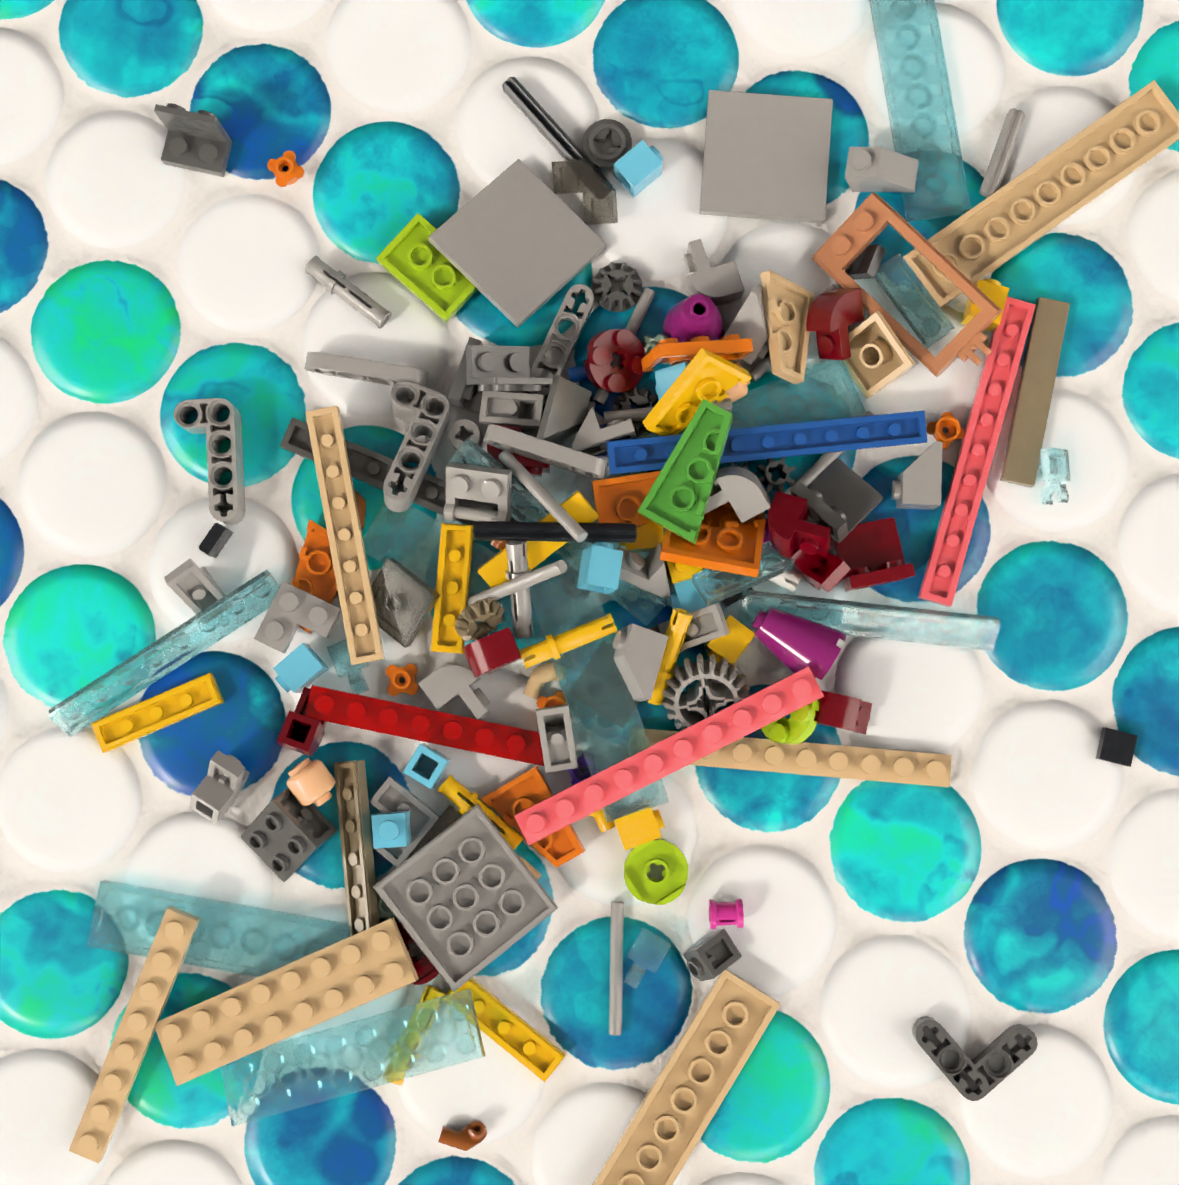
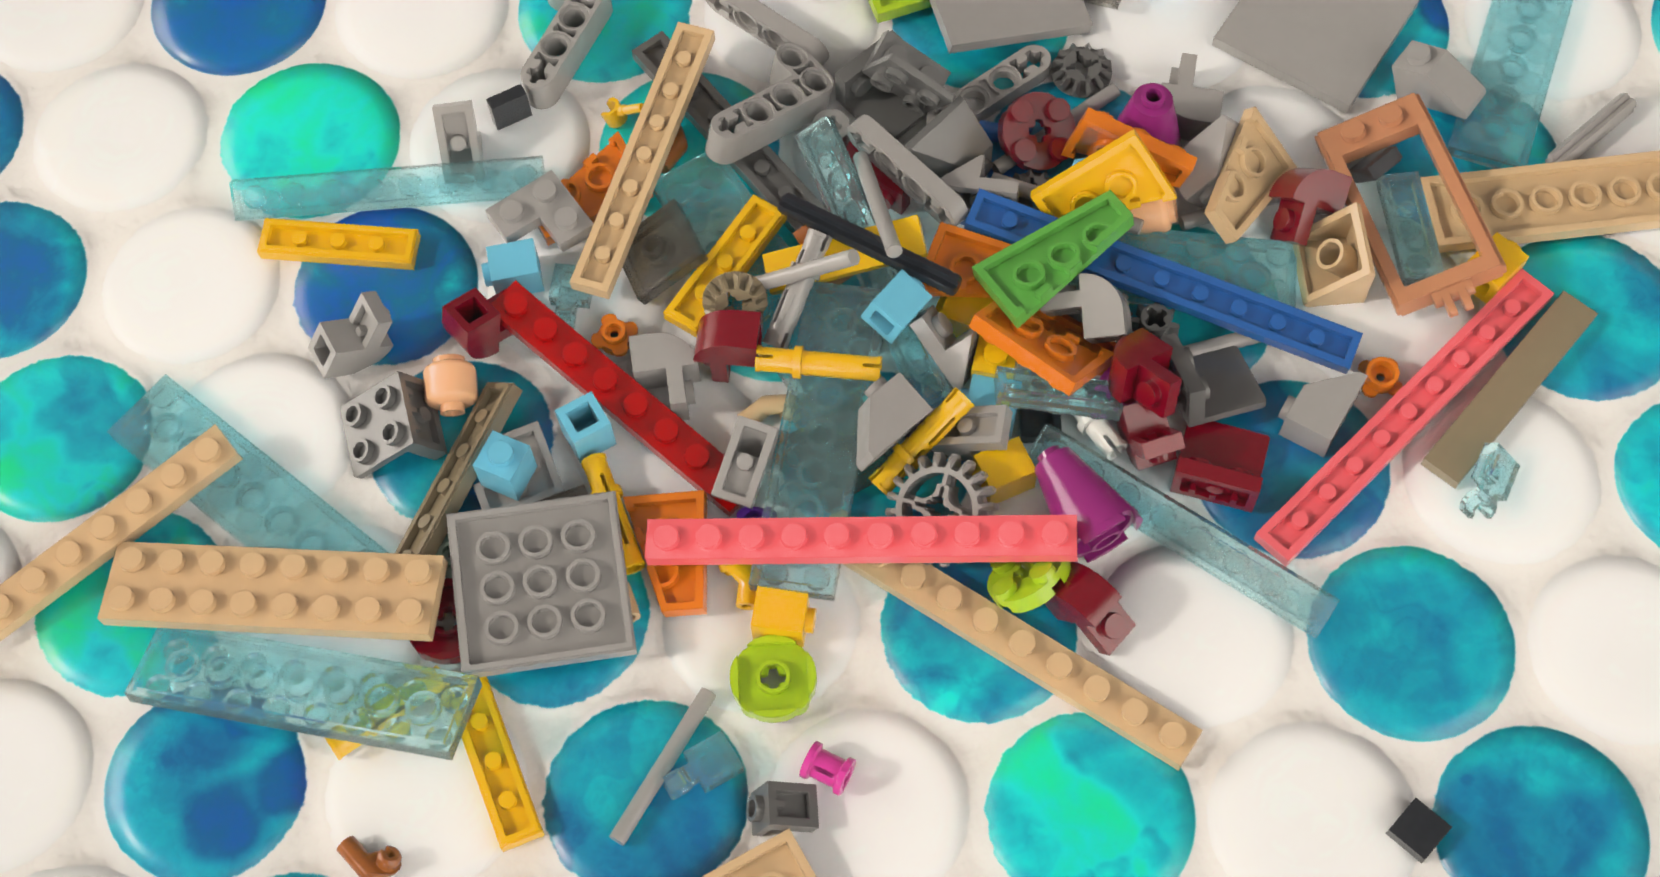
camera: 30 degrees right, 20 degrees down
(302, 500) = (619, 113): none -> yellow hand
(477, 484) = (812, 167): light grey plate -> none
(512, 409) = (895, 116): light grey slope -> none

